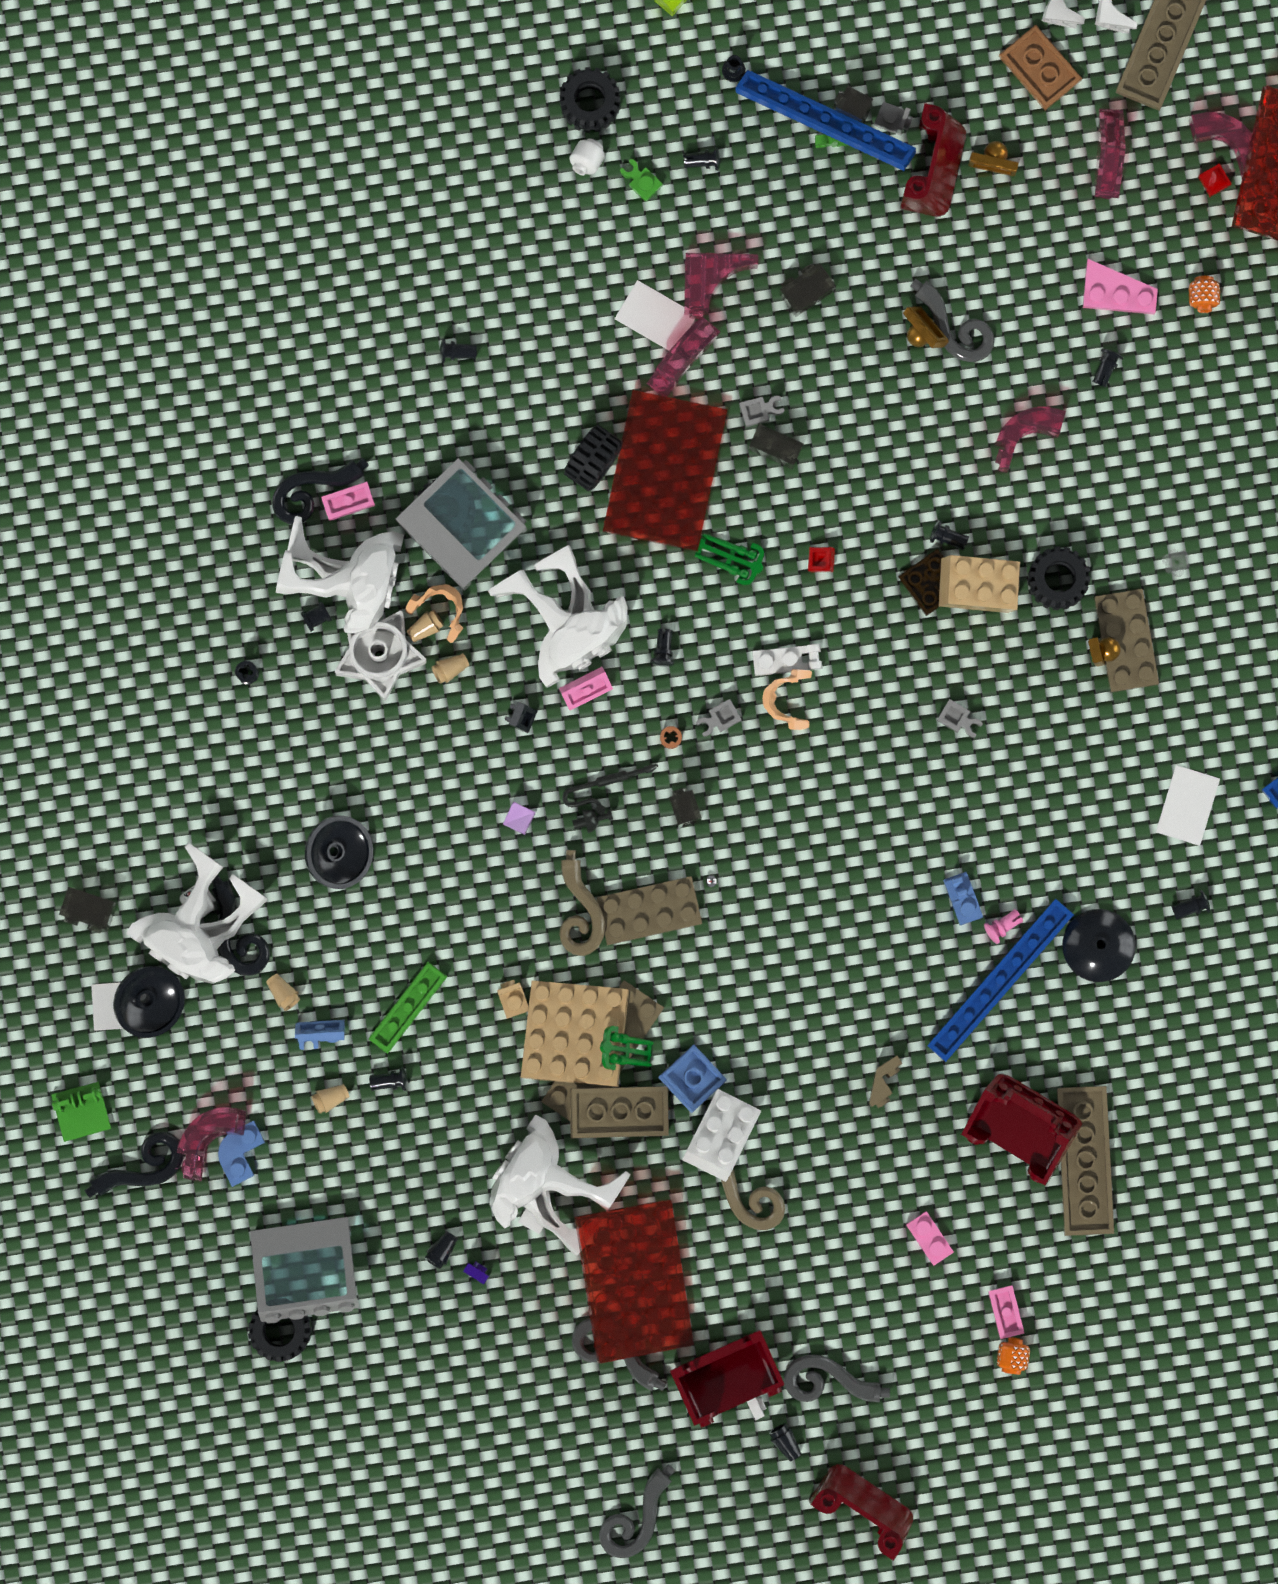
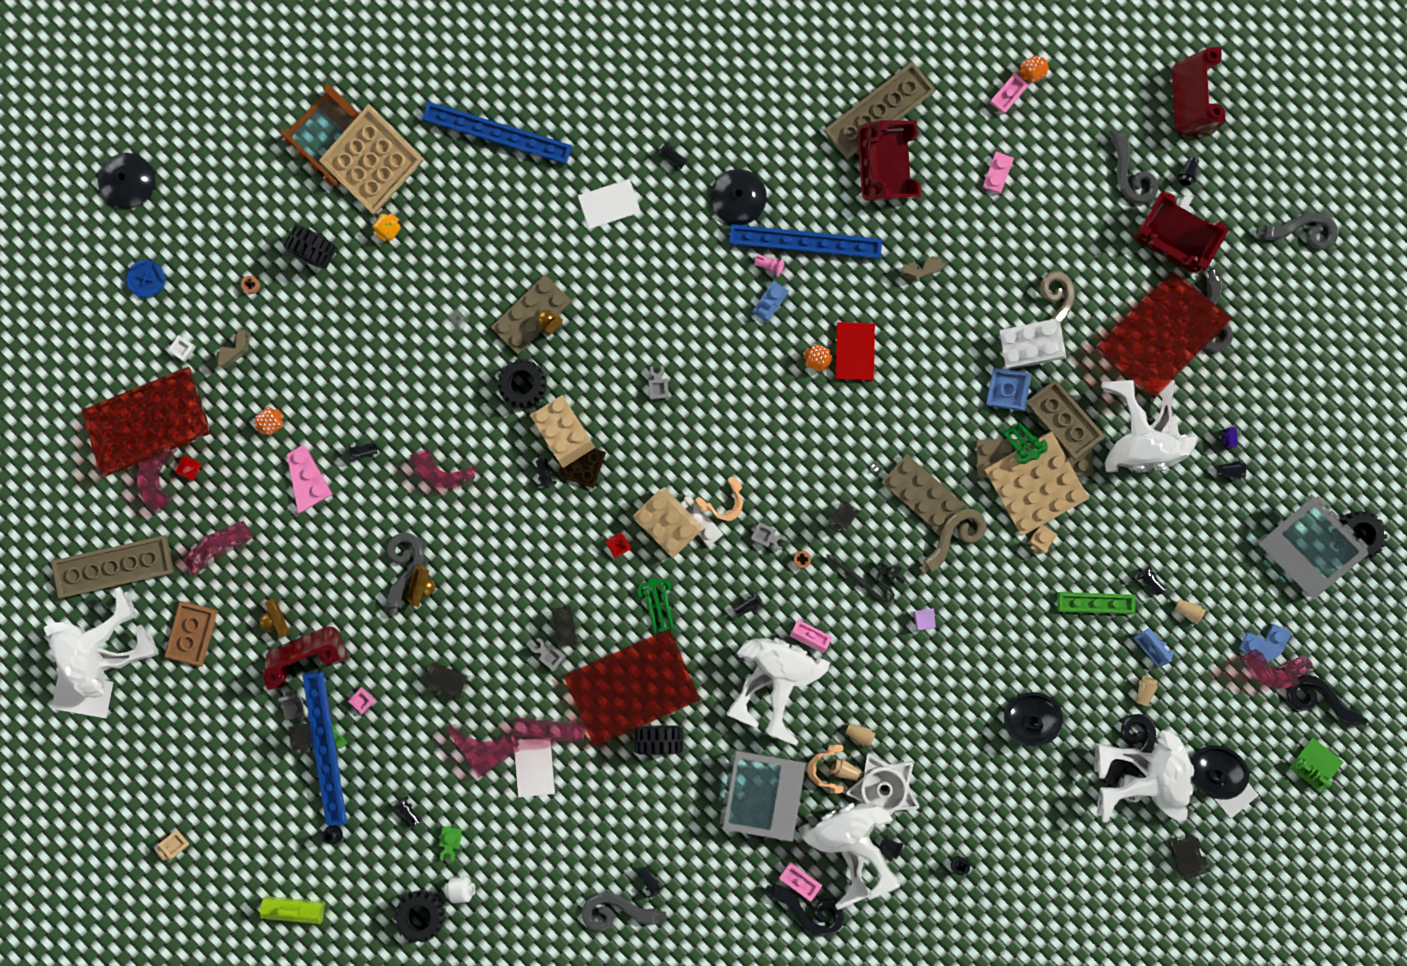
camera: 130 degrees left, 0 degrees up
(426, 323) = (645, 916): none -> dark grey plant
(522, 717) = (859, 664): black tile -> none
(807, 625) = (668, 522): none -> tan brick
(847, 949) = (855, 351): none -> red tile
(848, 191) = (361, 700): none -> bright pink tile
(868, 903) = (817, 358): none -> orange head

